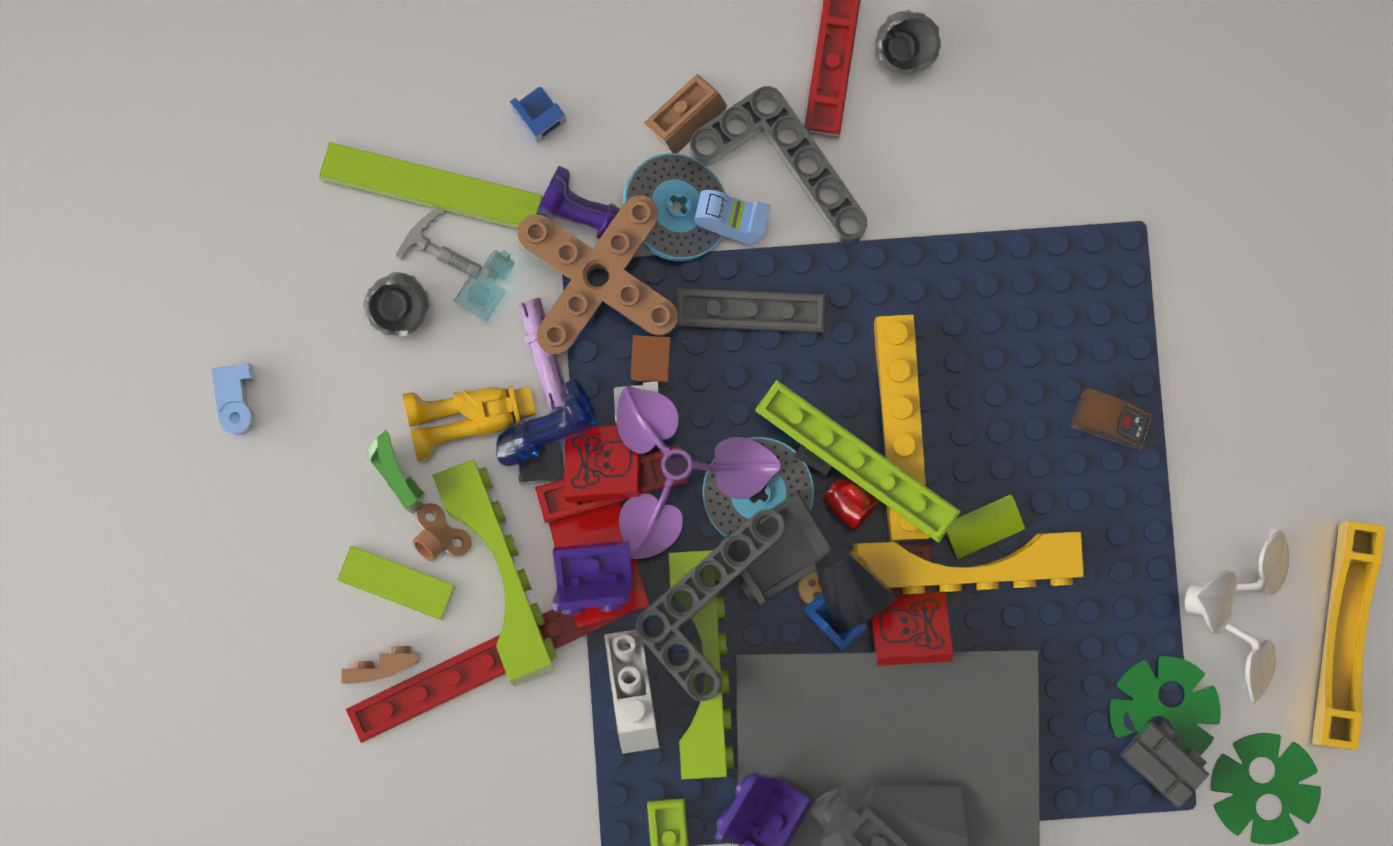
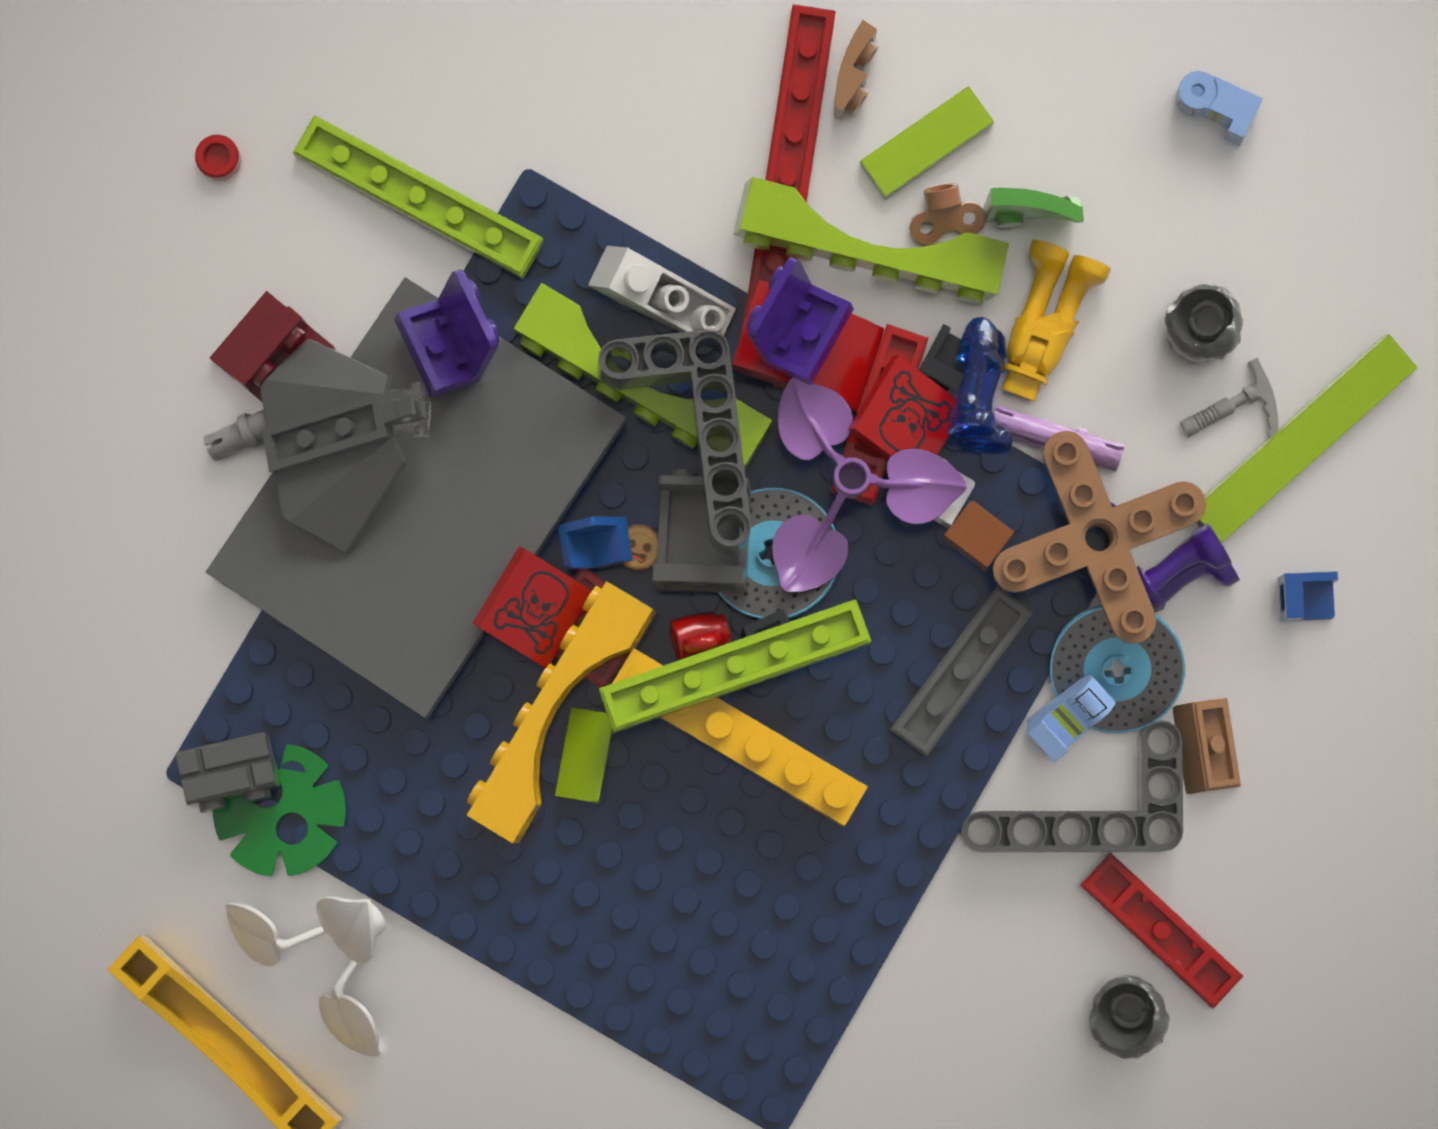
camera: 125 degrees right, 0 degrees up
(480, 293) = (1160, 415): clear light blue plate -> none
(850, 588) = (613, 572): black slope -> none
(1111, 419) = (602, 958): clear orange slope -> none
(1290, 769) = (105, 883): green piece -> none

